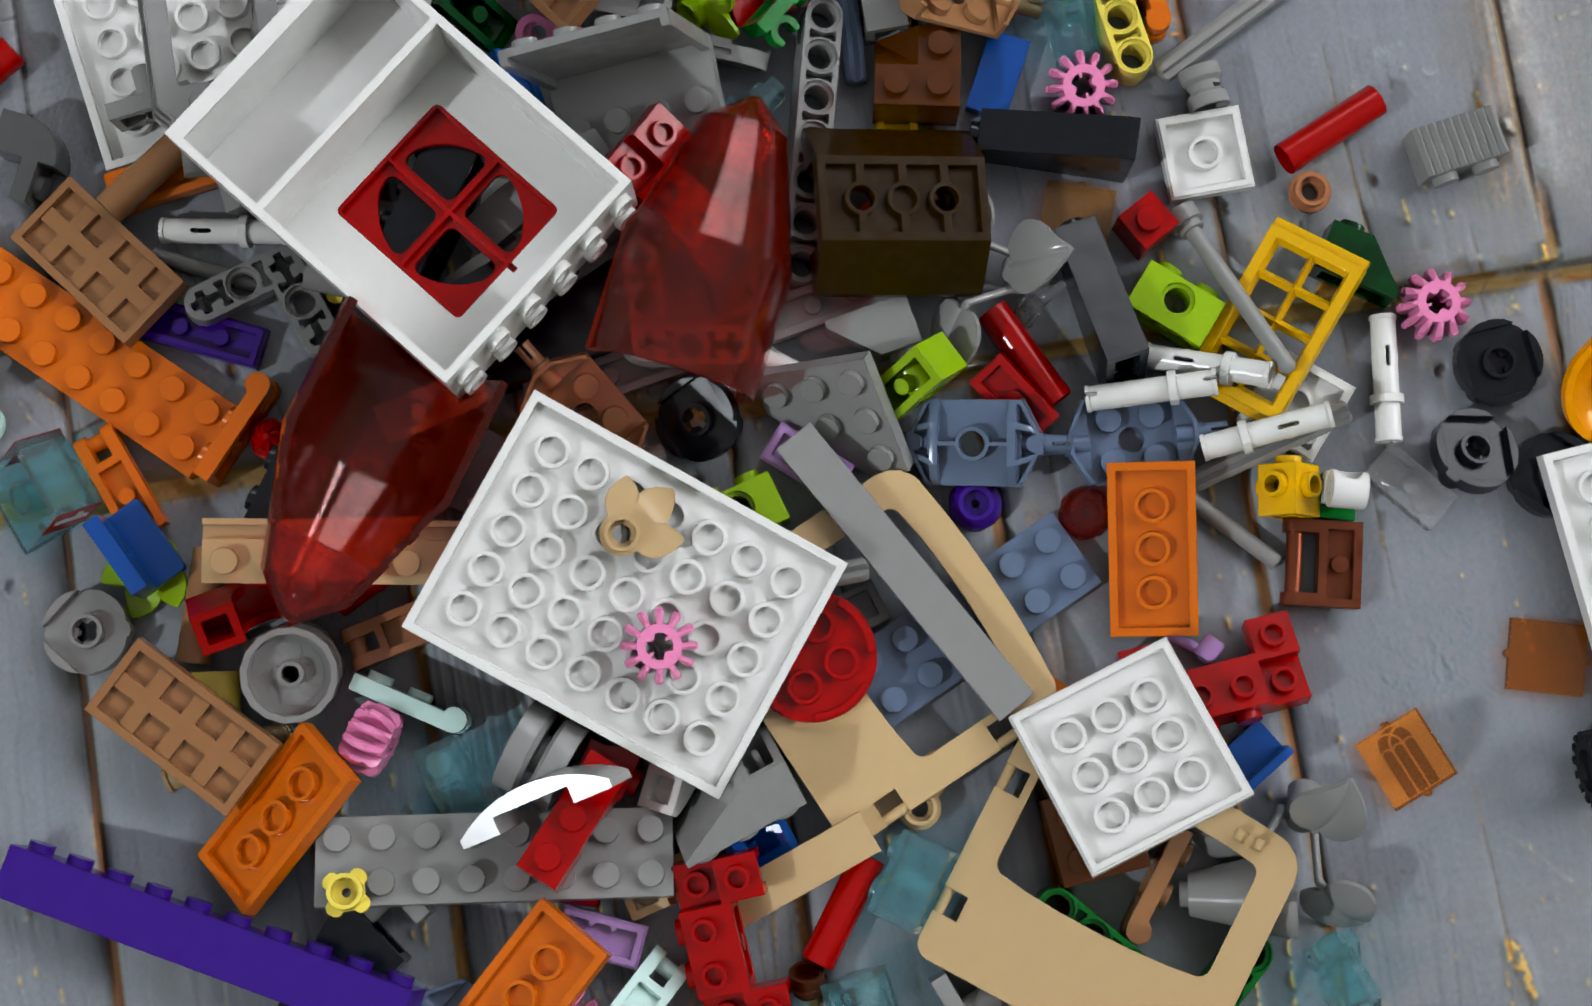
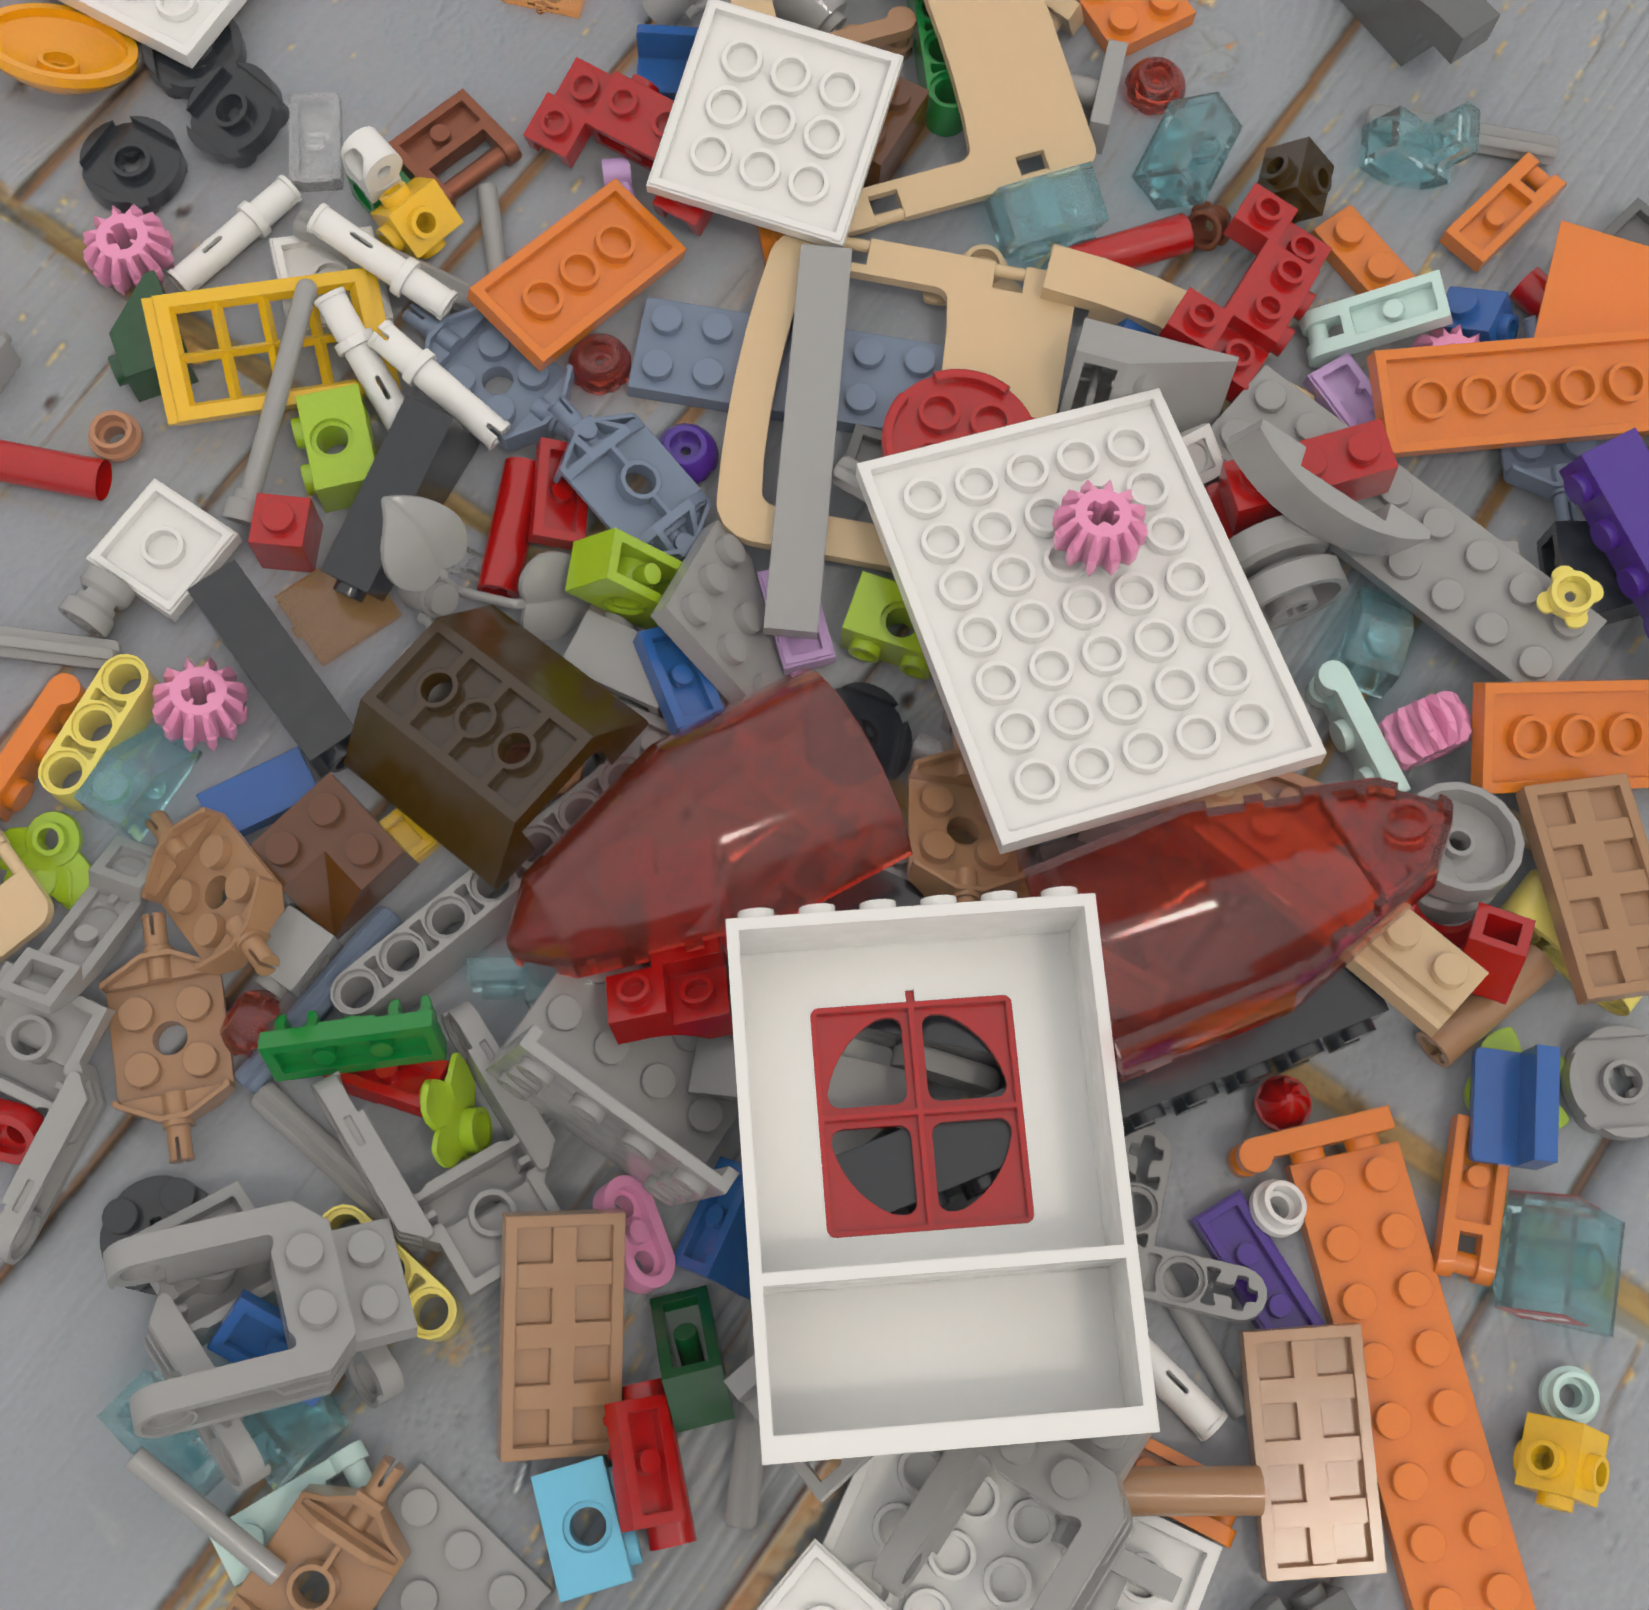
camera: 145 degrees left, 10 degrees down
(213, 379) = (1286, 1198): none -> white plate
(644, 515) = (1008, 644): tan plate -> none
(815, 339) = (675, 681): none -> blue panel

